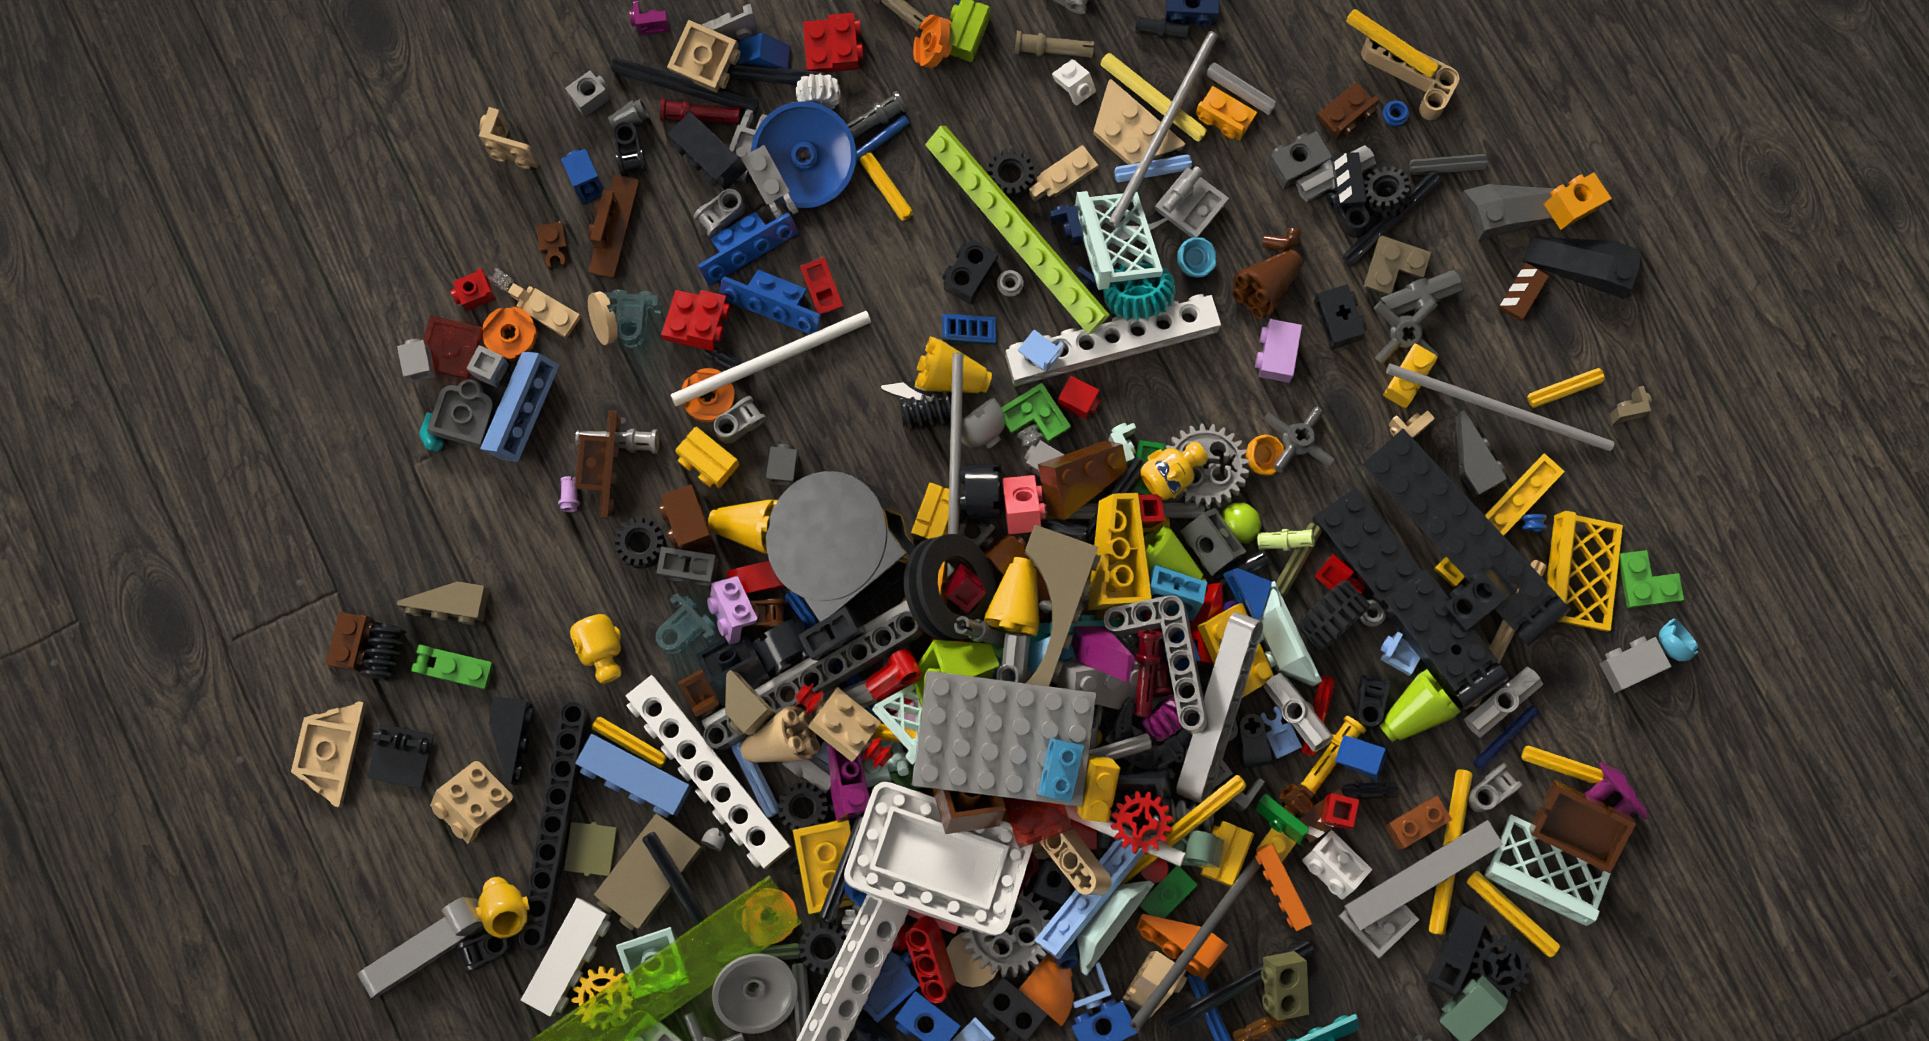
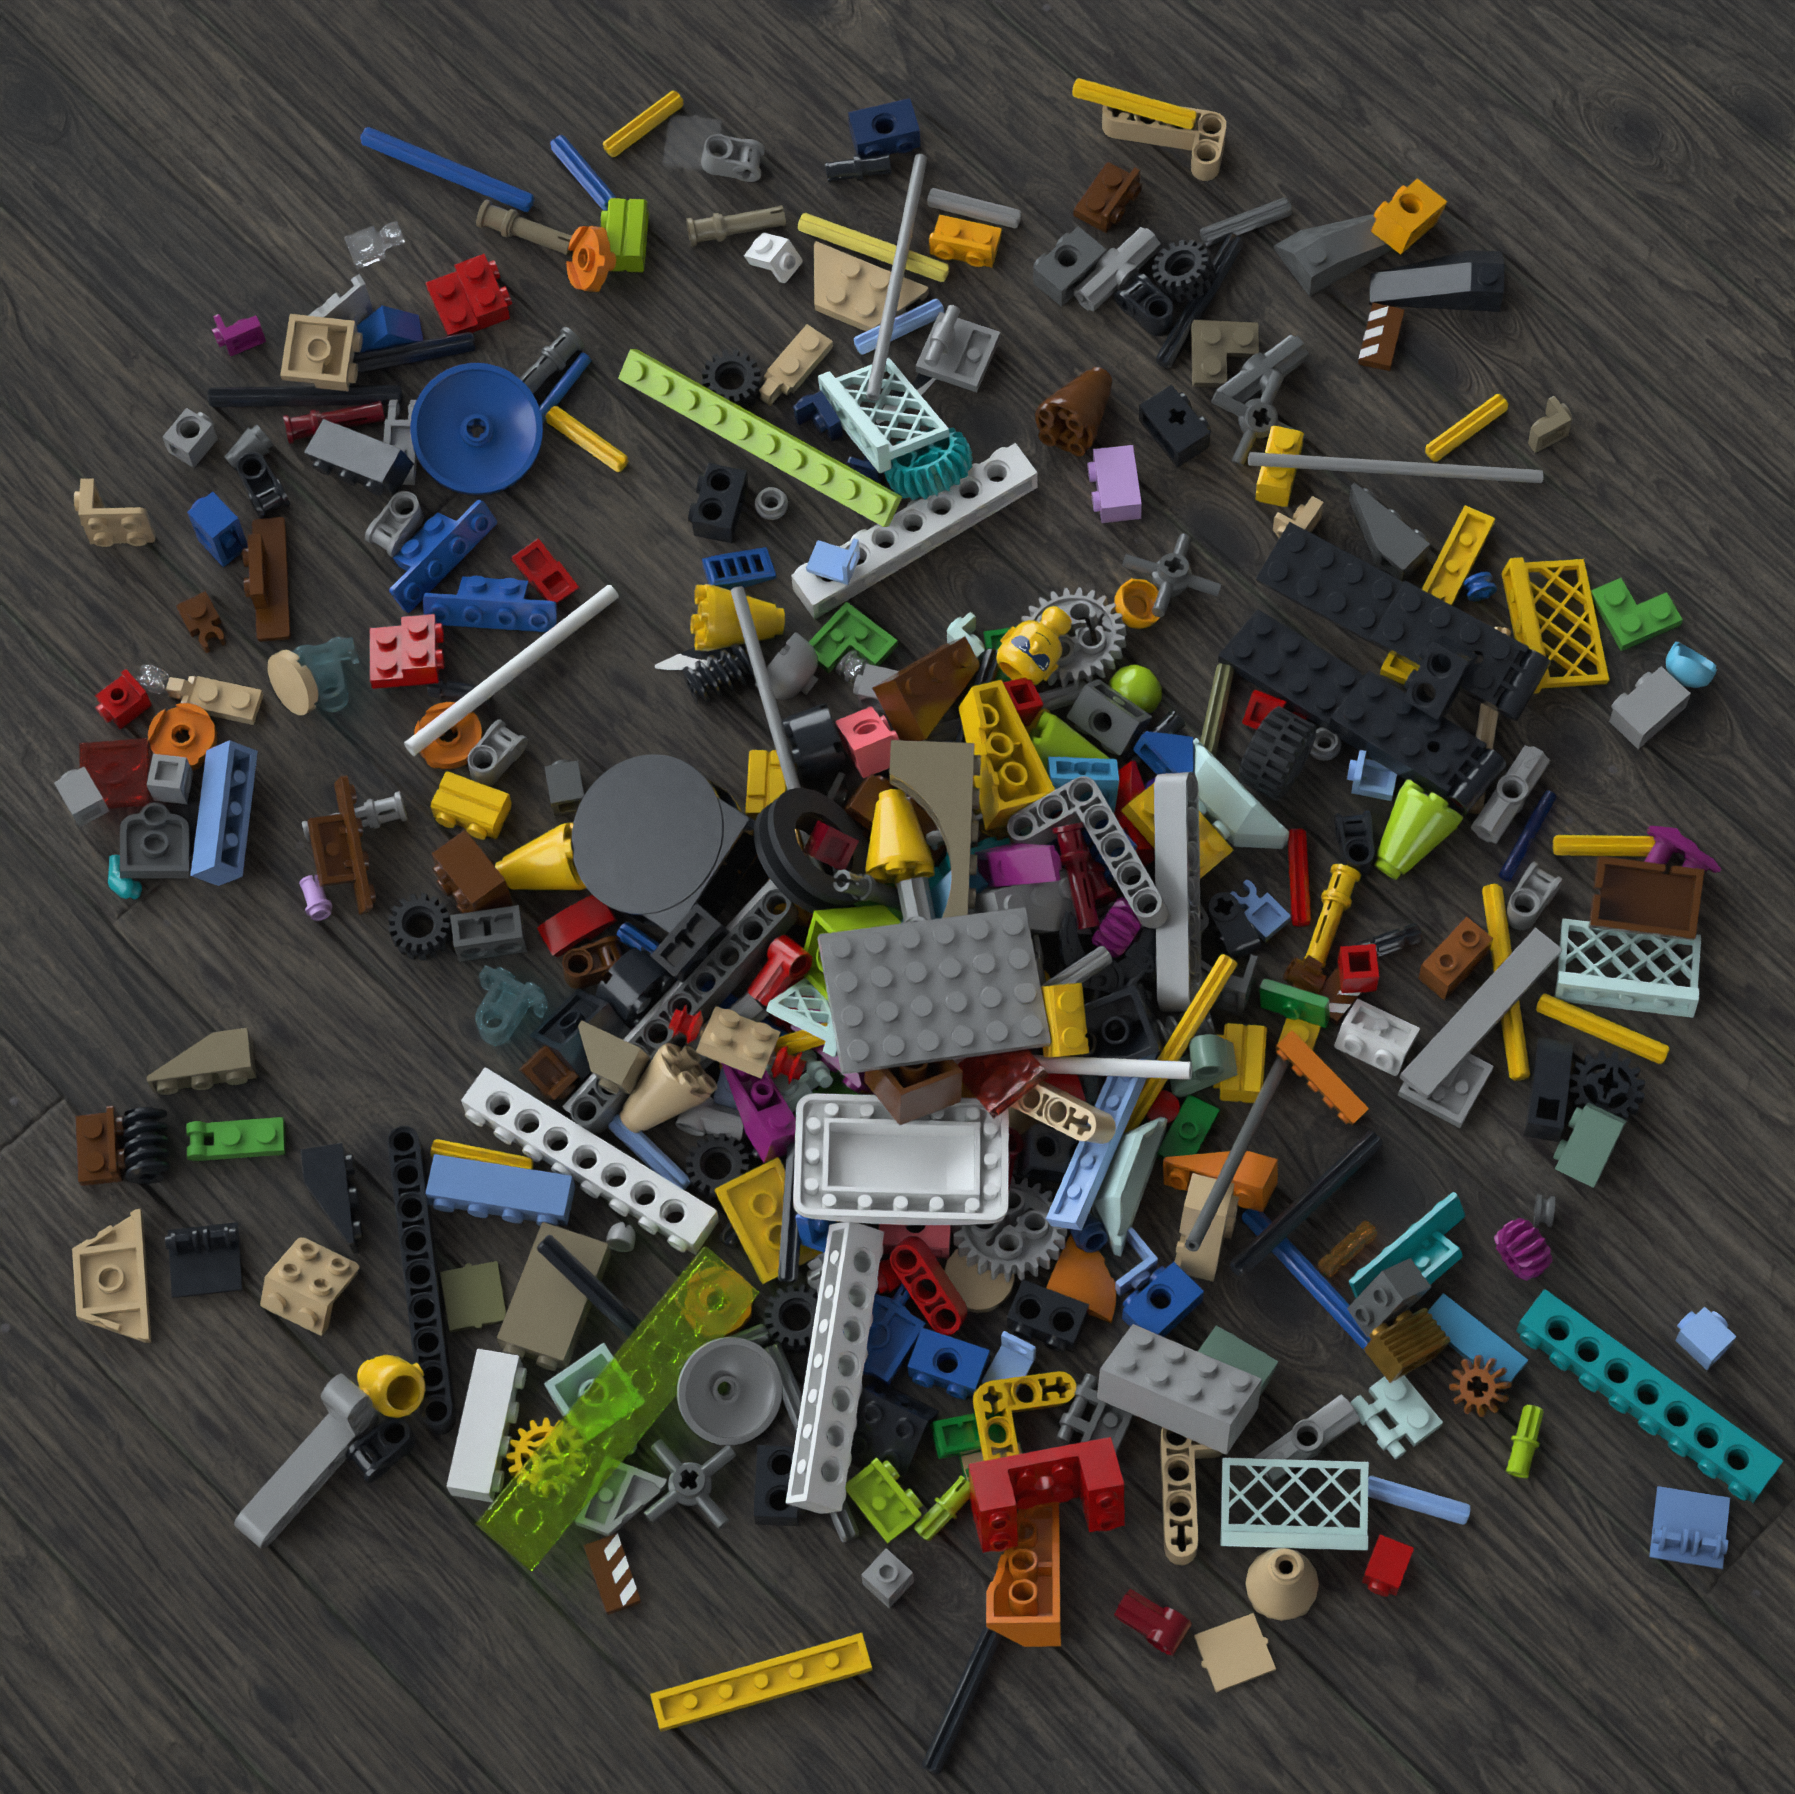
camera: 15 degrees left, 10 degrees down
(597, 645) = (408, 1056): yellow piece -> none
(731, 608) = (556, 963): lavender bracket -> none
(768, 179) = (443, 468): light grey hinge -> none
(819, 90) = (470, 348): white gear -> none
(1060, 770) = (1012, 999): dark azure brick -> none
(1079, 398) = (896, 606): red brick -> none
(1154, 826) = (1142, 1045): red gear -> none
(1196, 257) = (983, 408): medium azure hair -> none
(1282, 243) = (1081, 363): reddish brown arm -> none
(1286, 539) = (1194, 690): yellowish green pin -> none
(1291, 984) = (1368, 1180): olive brick -> none
(1308, 724) = (1288, 883): light grey piece -> none
(1348, 179) = (1133, 267): black tile -> none
(1361, 757) = (1366, 903): blue slope -> none
(1398, 107) = (1165, 175): blue plate -> none

